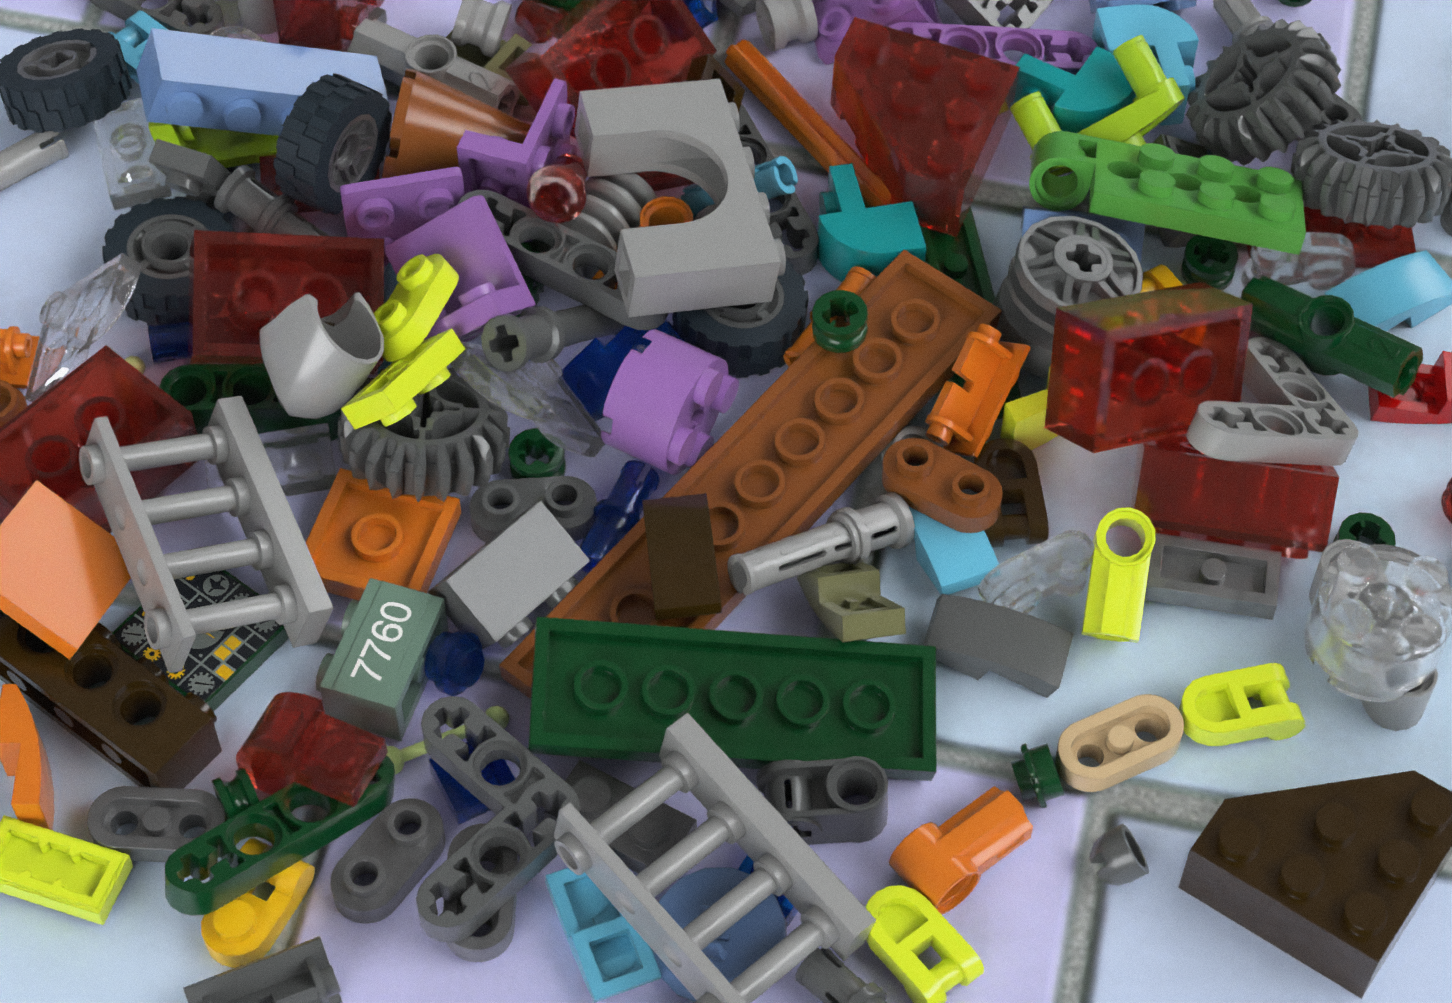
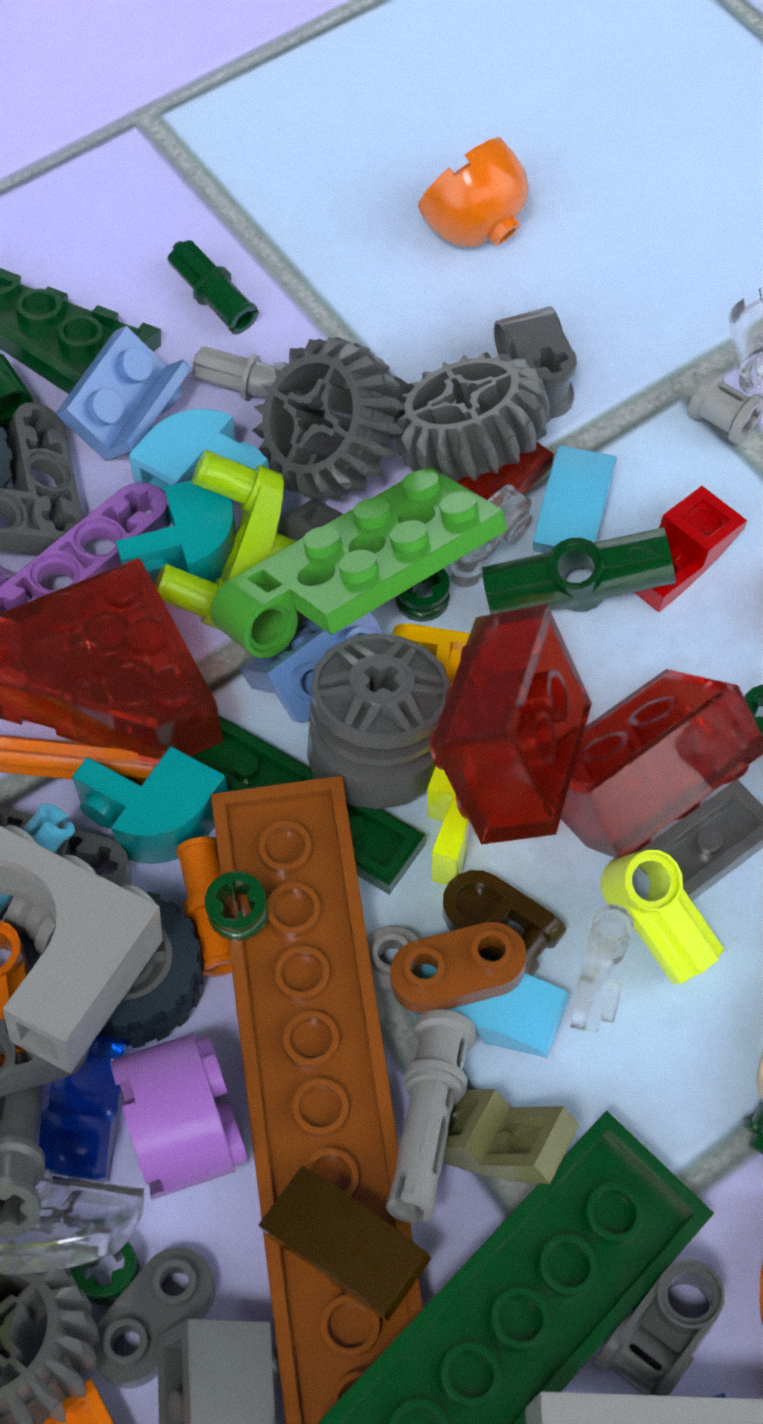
camera: 45 degrees left, 5 degrees up
(618, 512) = (232, 1252): clear blue axle -> none
(966, 415) = (401, 862): orange hinge -> none
(991, 637) = (628, 1055): dark grey slope -> none
(1289, 424) = (644, 661): light grey beam -> none

